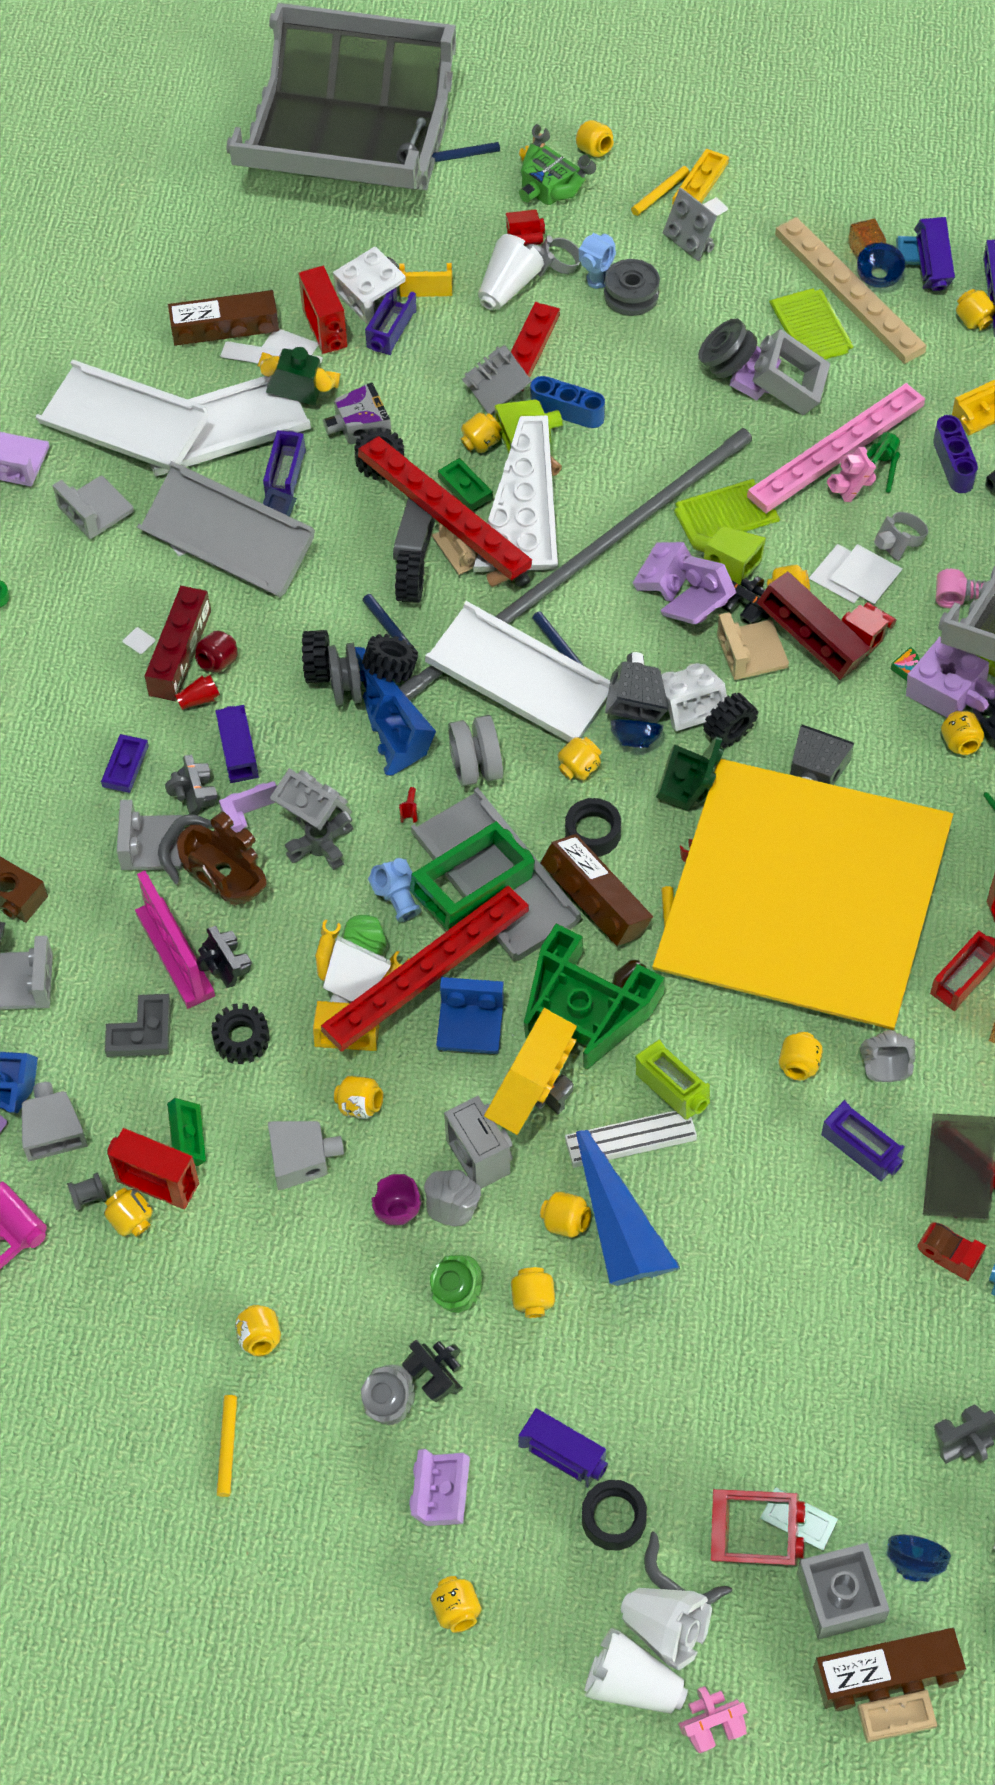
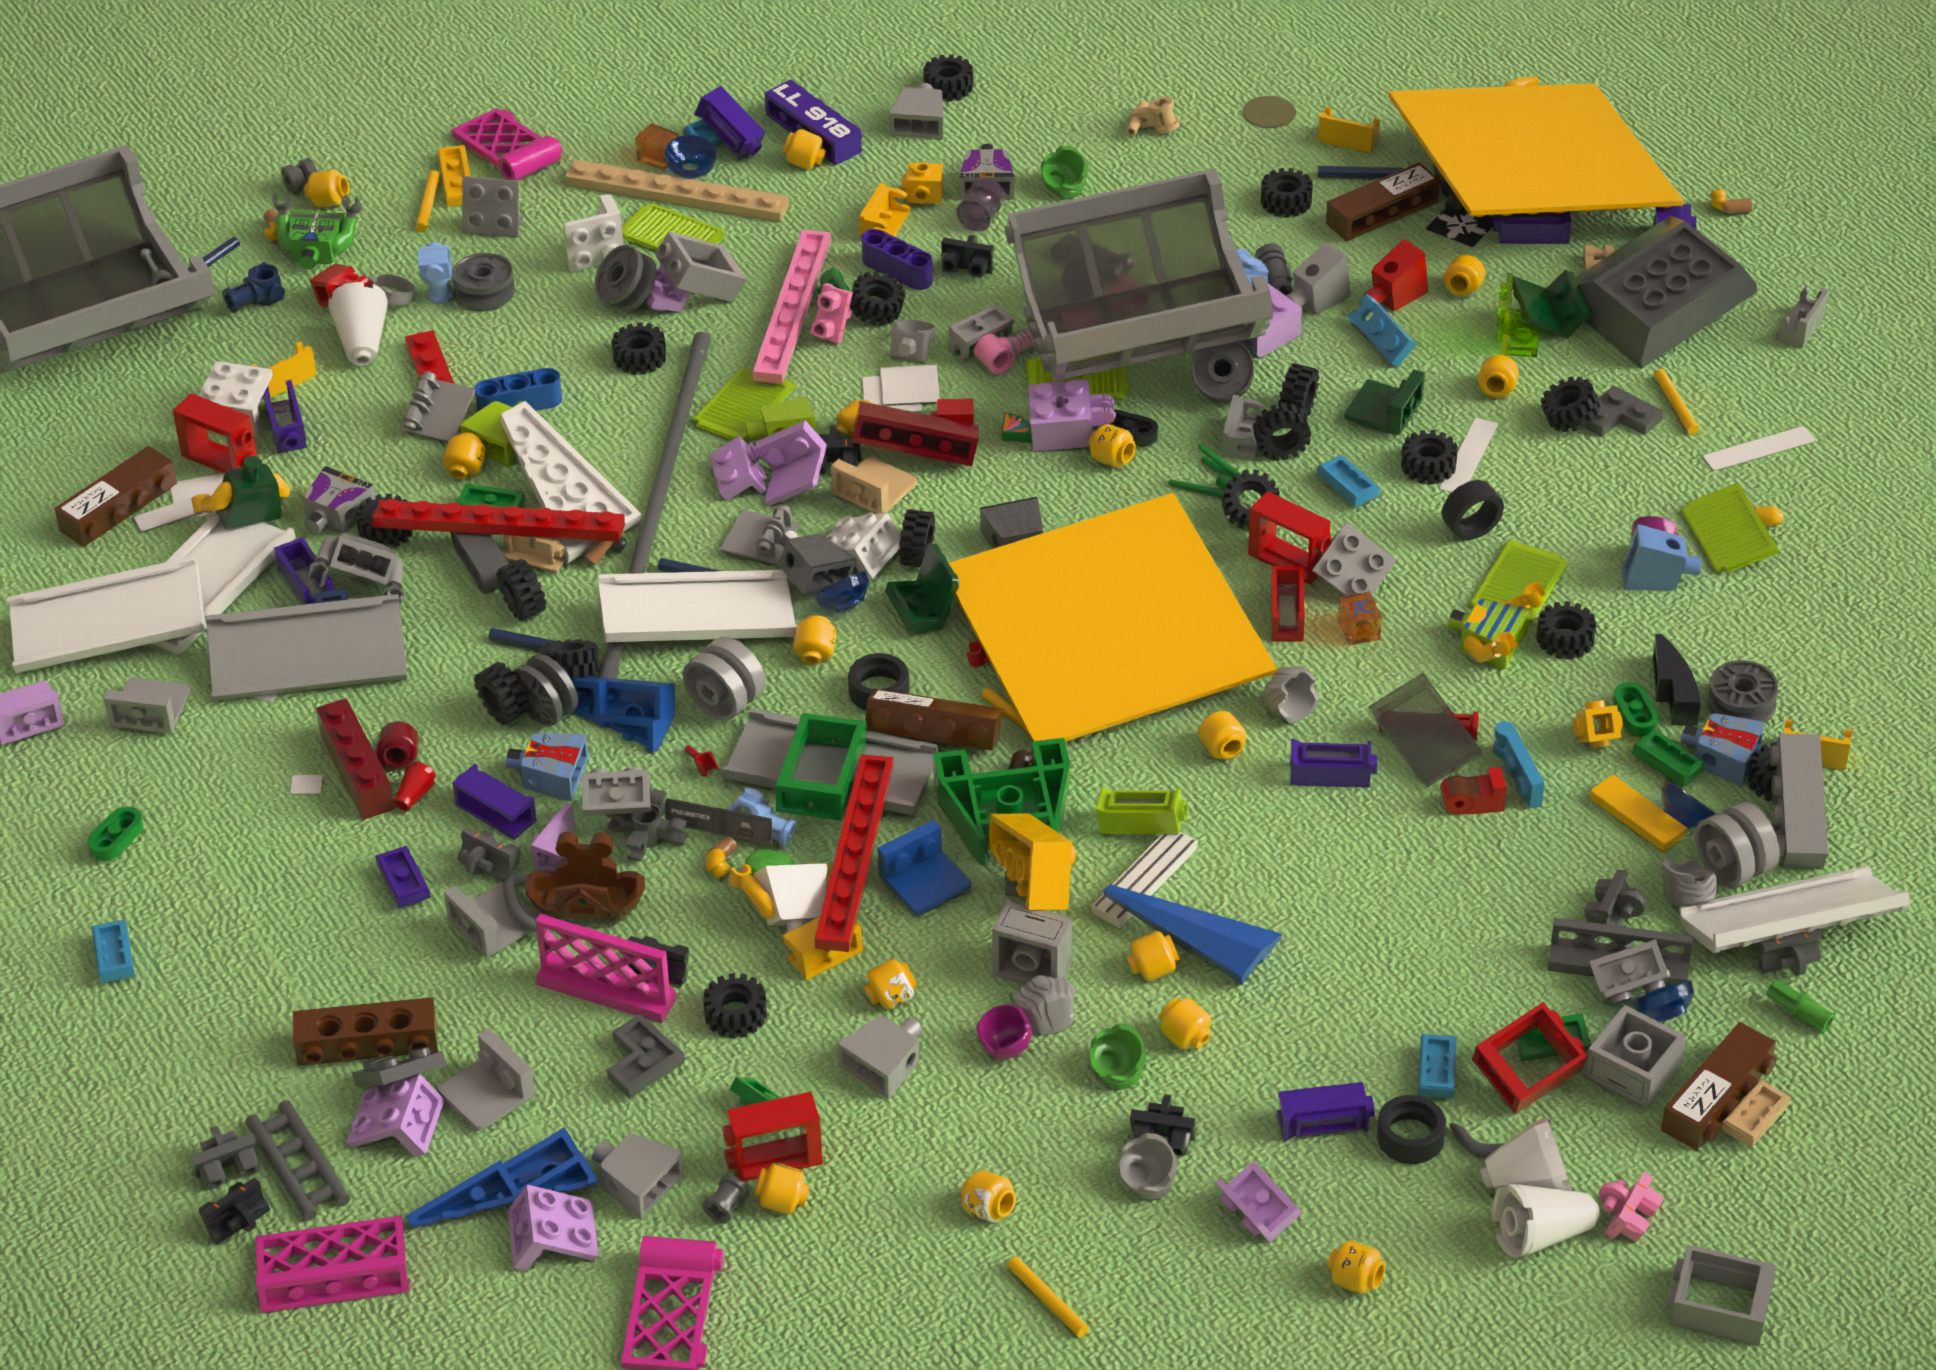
camera: 40 degrees left, 15 degrees down
(304, 738) = (551, 763): none -> medium blue torso
(324, 477) = (359, 558): none -> light grey torso
(345, 896) = (716, 855): none -> yellow arm
(365, 870) = (720, 820): none -> flat silver sticker
(473, 197) = (259, 287): none -> dark blue connector
(581, 113) = (297, 176): none -> dark grey wheel
(629, 634) = (759, 534): none -> light grey hinge
(688, 1474) = (1437, 1066): none -> dark azure plate
(690, 427) = (633, 359): none -> black tyre
(740, 299) = (593, 237): none -> white bracket
(761, 193) = (520, 158): none -> dark pink piece
(909, 467) = (874, 309): none -> black tyre
(912, 1512) = (1629, 972): none -> light grey bracket
(926, 1487) = (1574, 954): none -> dark grey fence
(956, 556) = (971, 329): none -> light grey hinge

